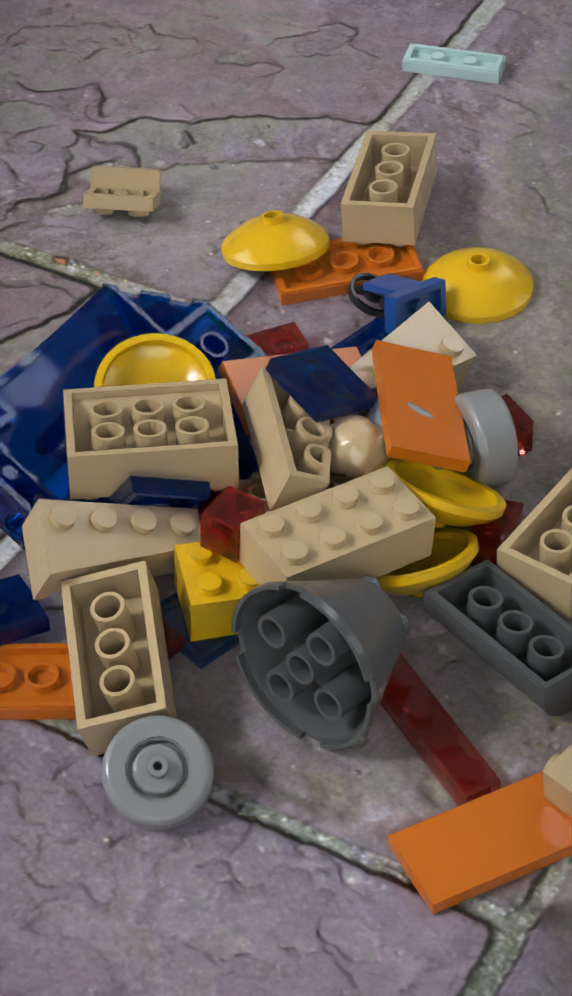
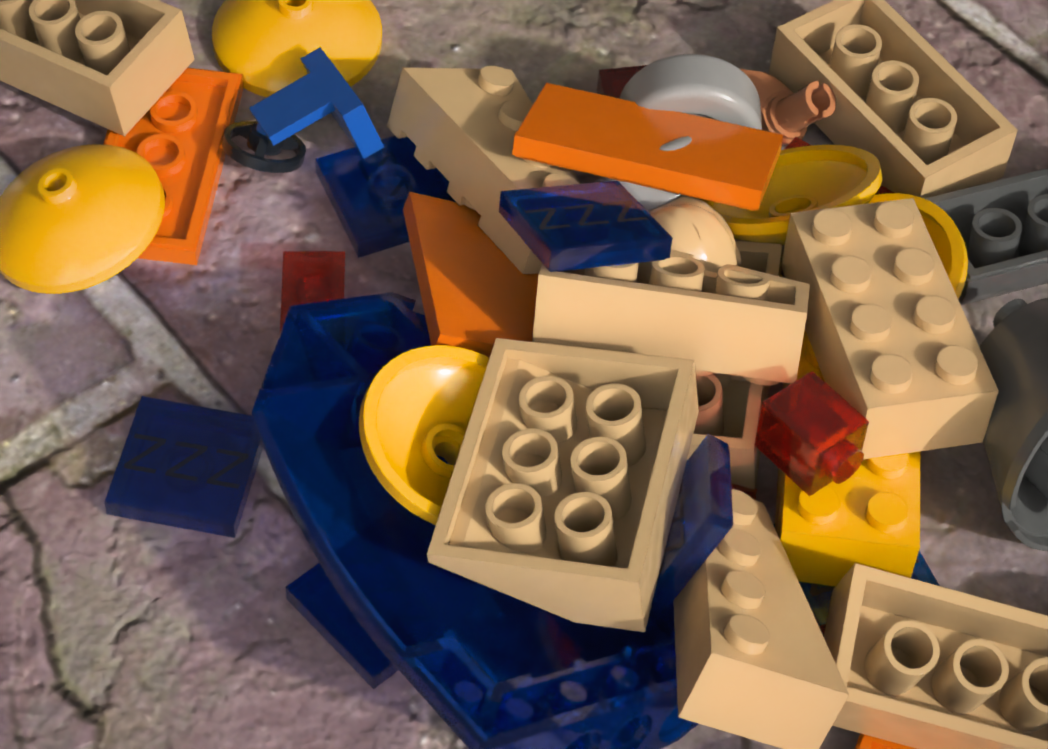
camera: 75 degrees left, 10 degrees up
(548, 472) = (788, 111): none -> nougat arm

